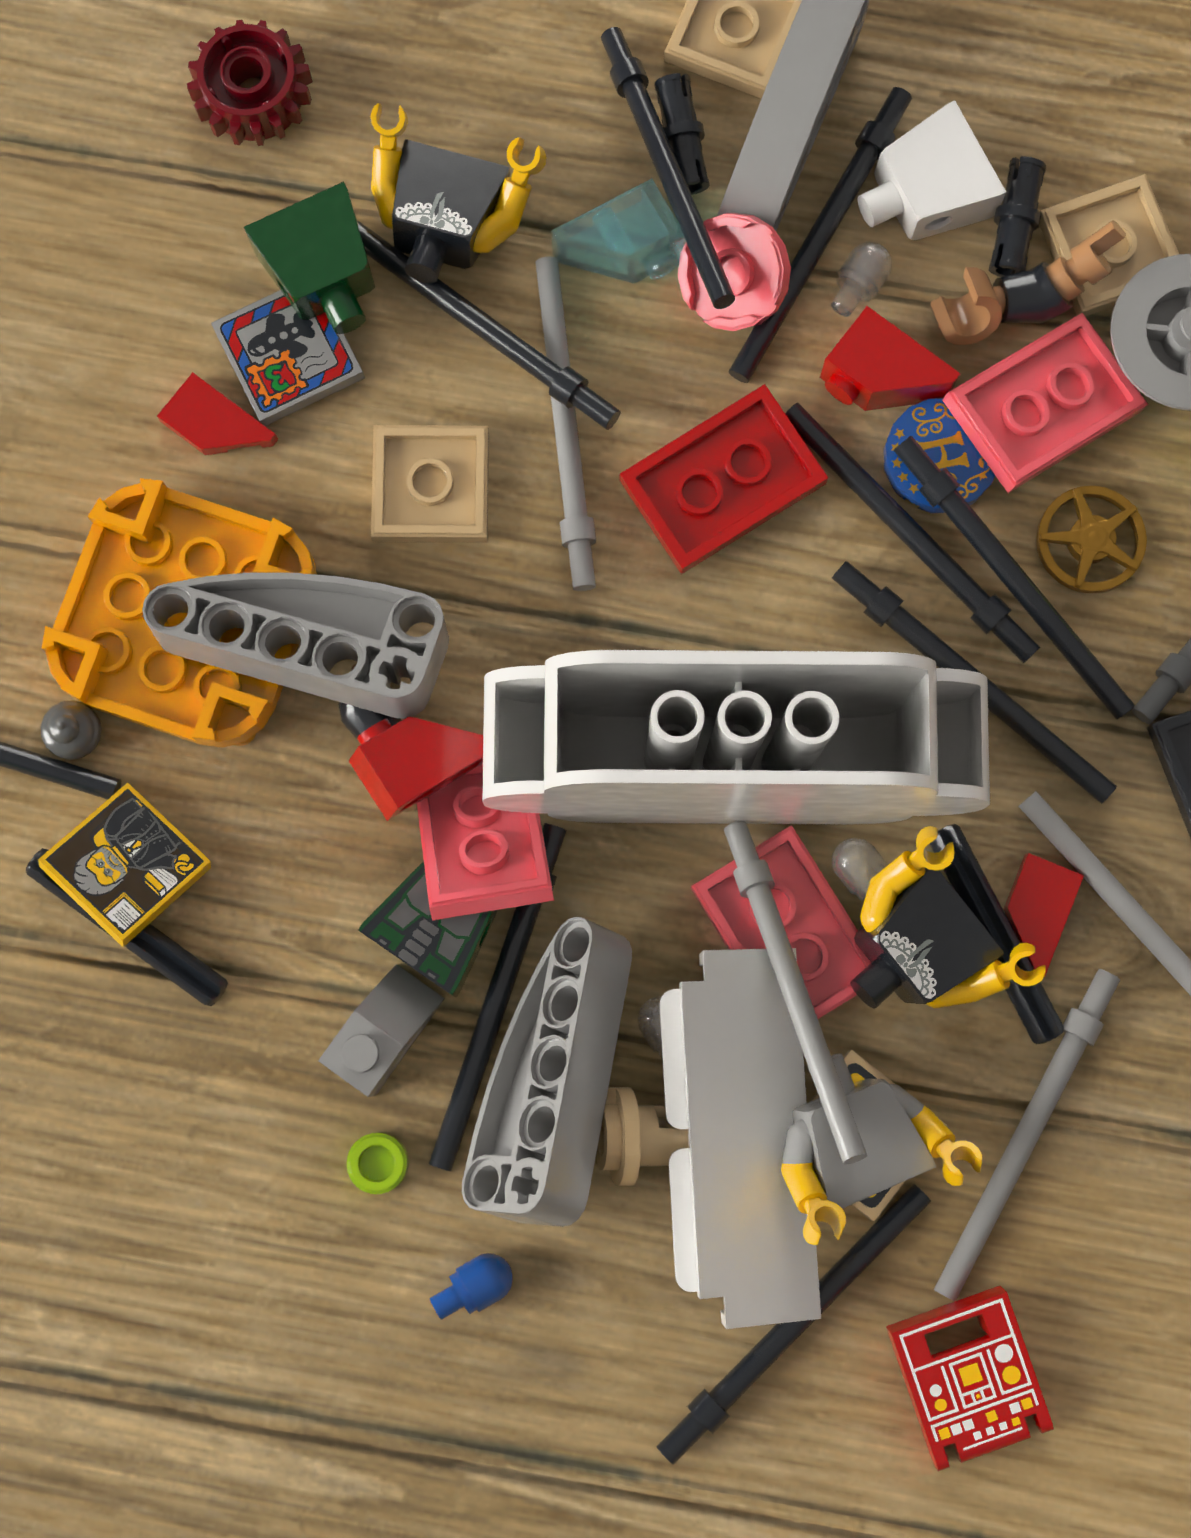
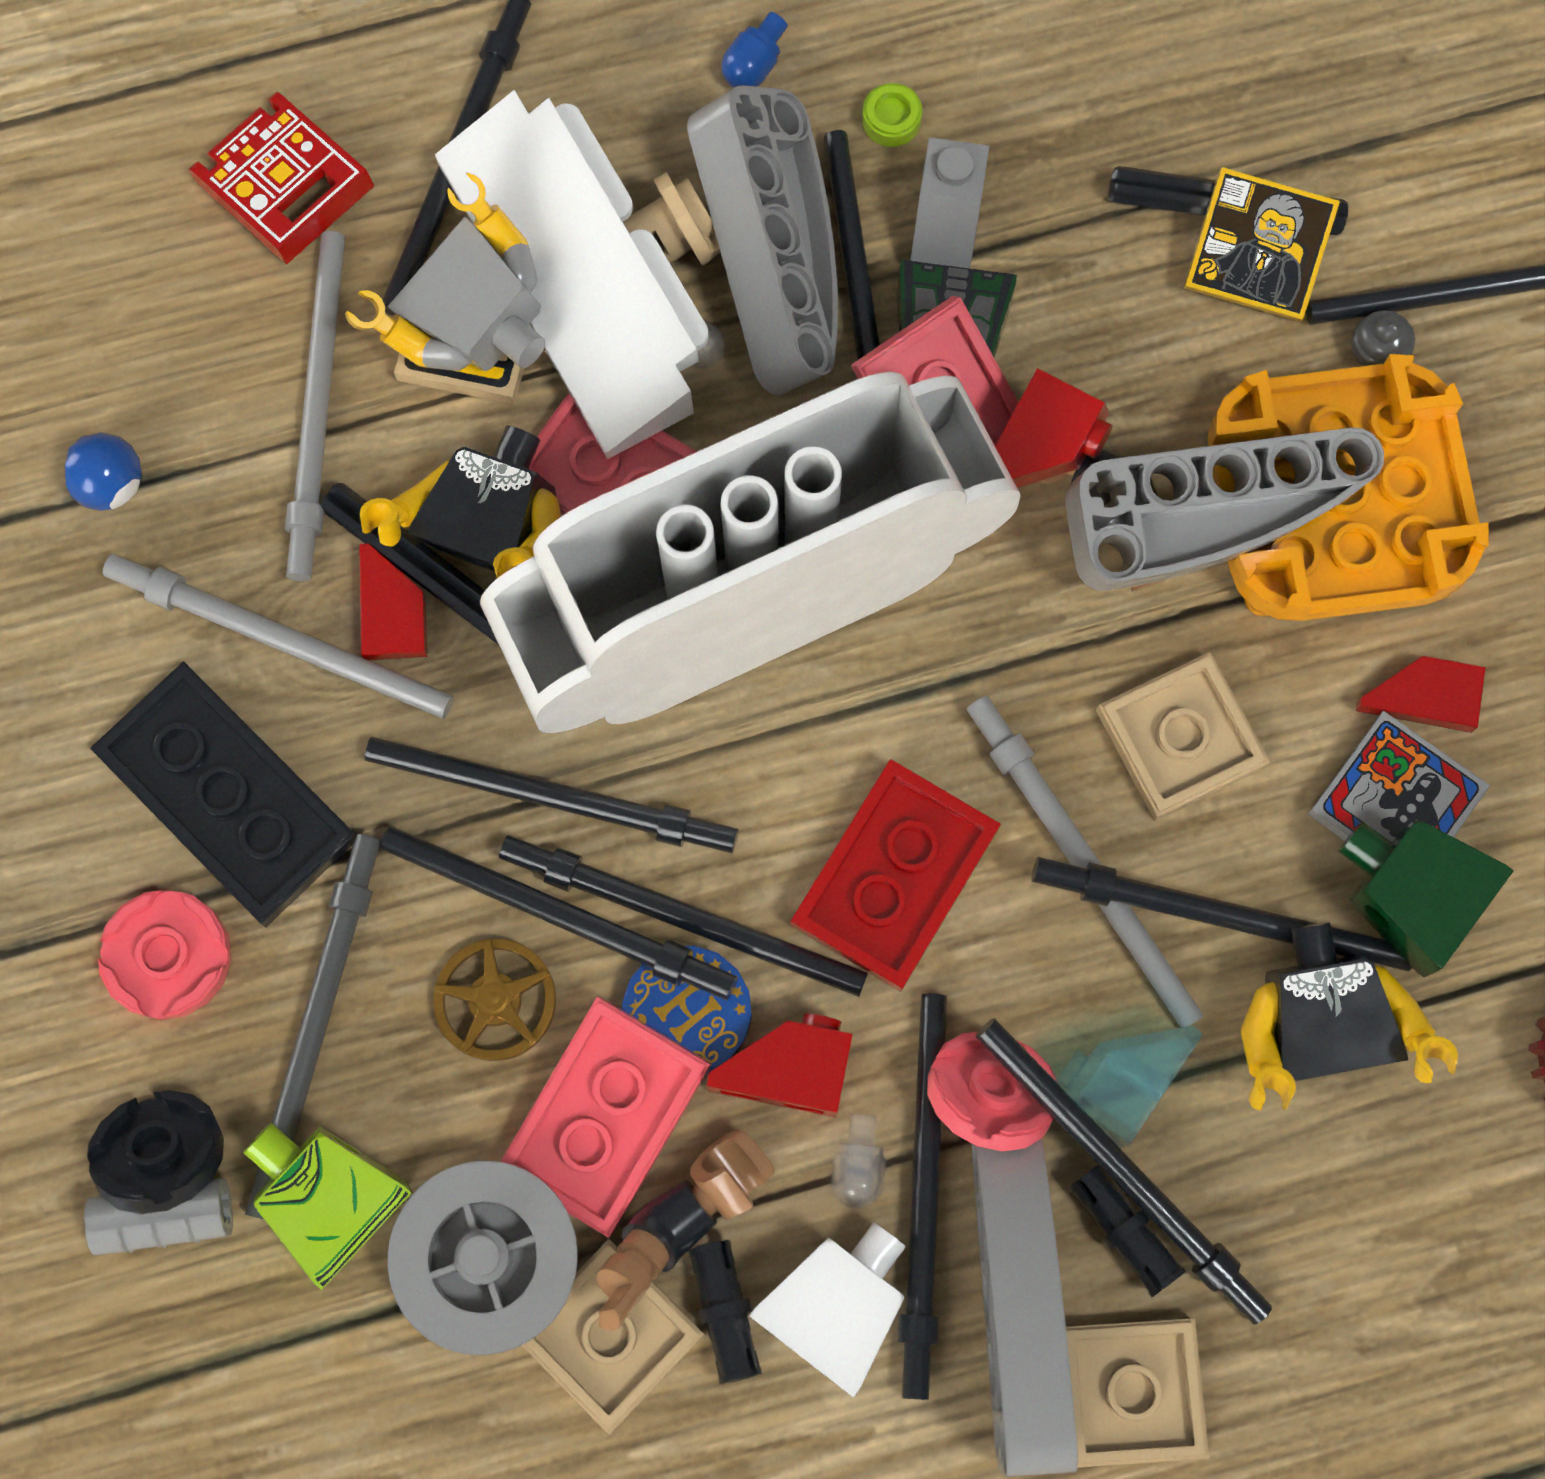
camera: 155 degrees right, 5 degrees down
(755, 883) = (558, 362): light grey bar -> none

